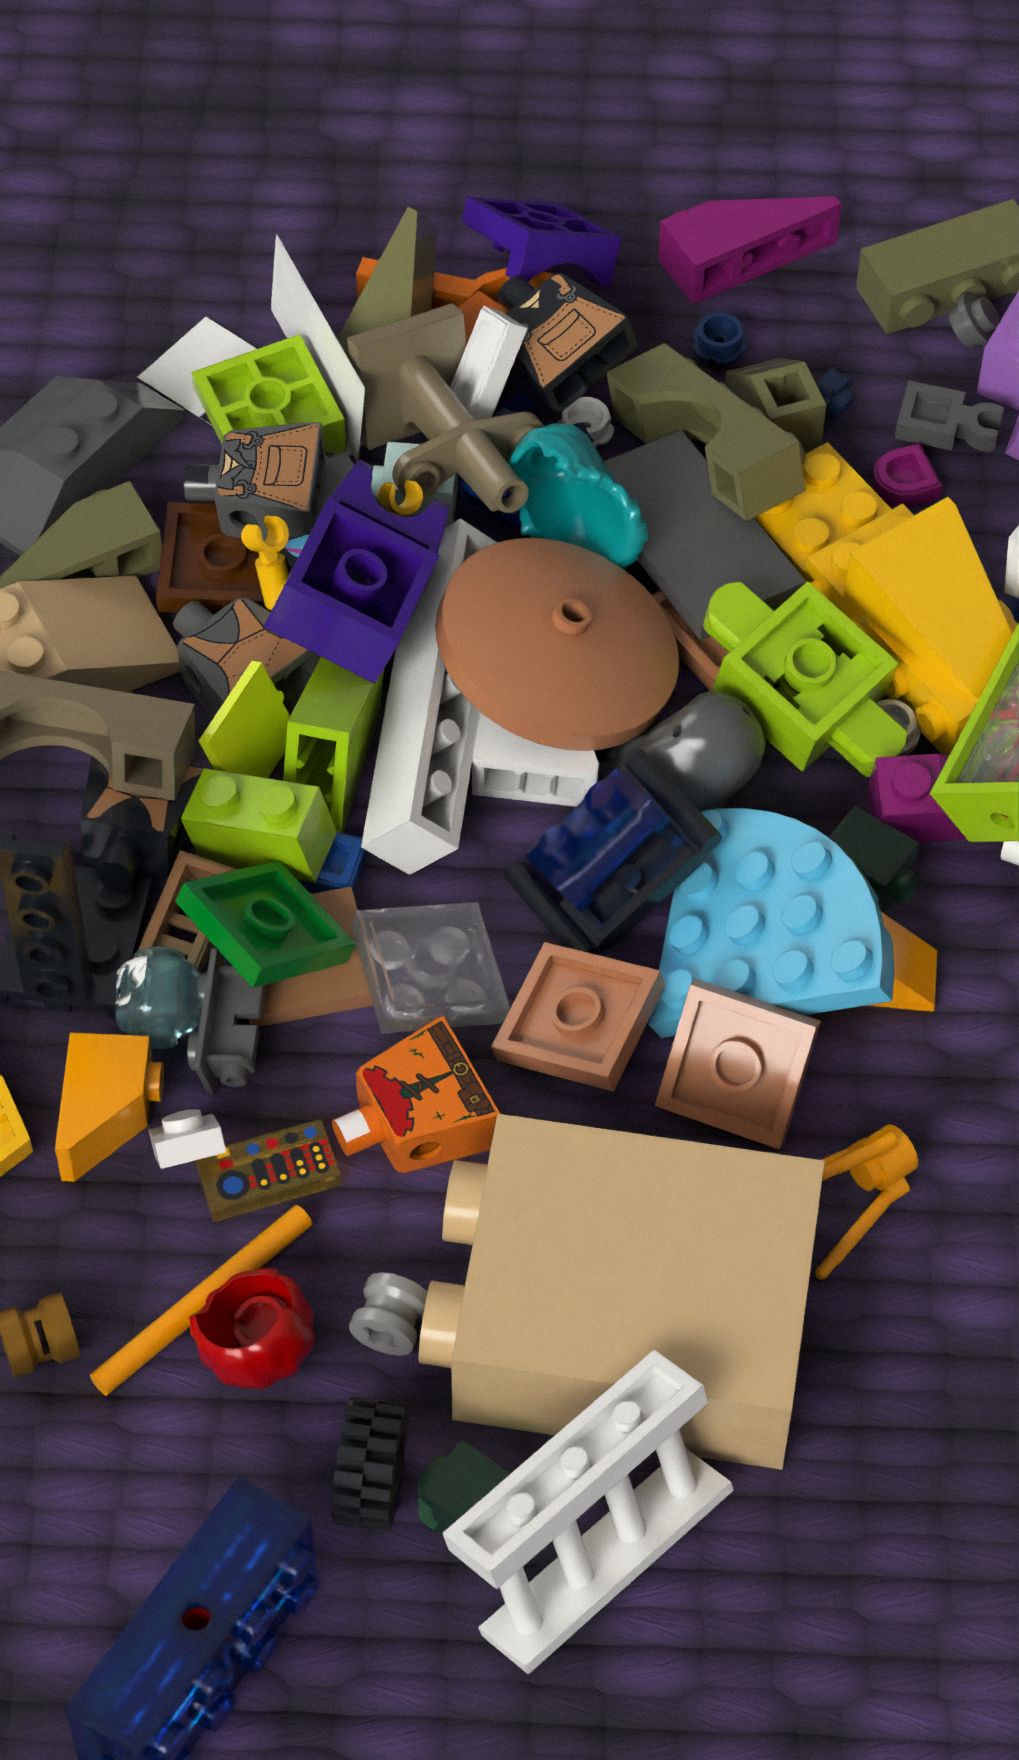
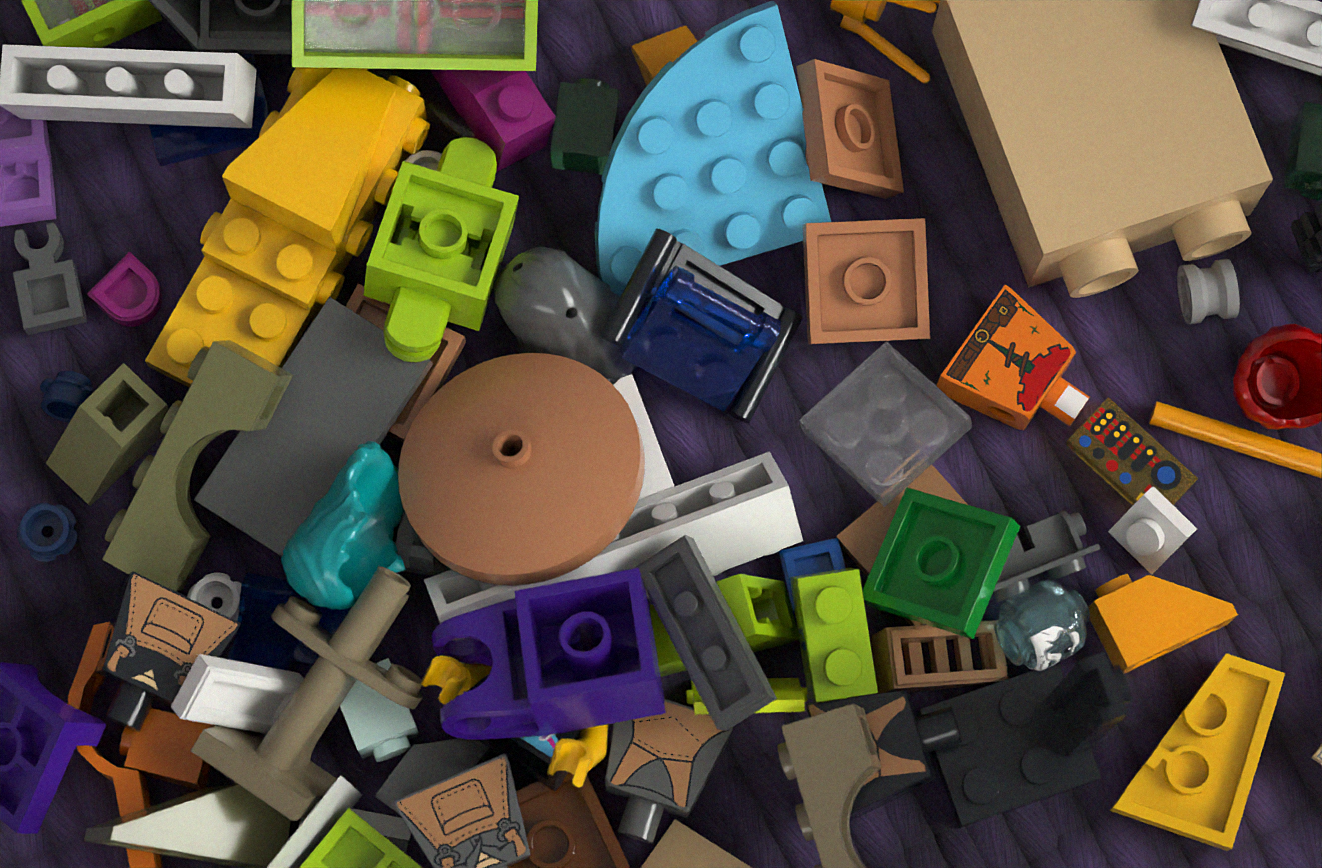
camera: 120 degrees left, 20 degrees up
(315, 688) = (705, 633): none -> dark grey tile

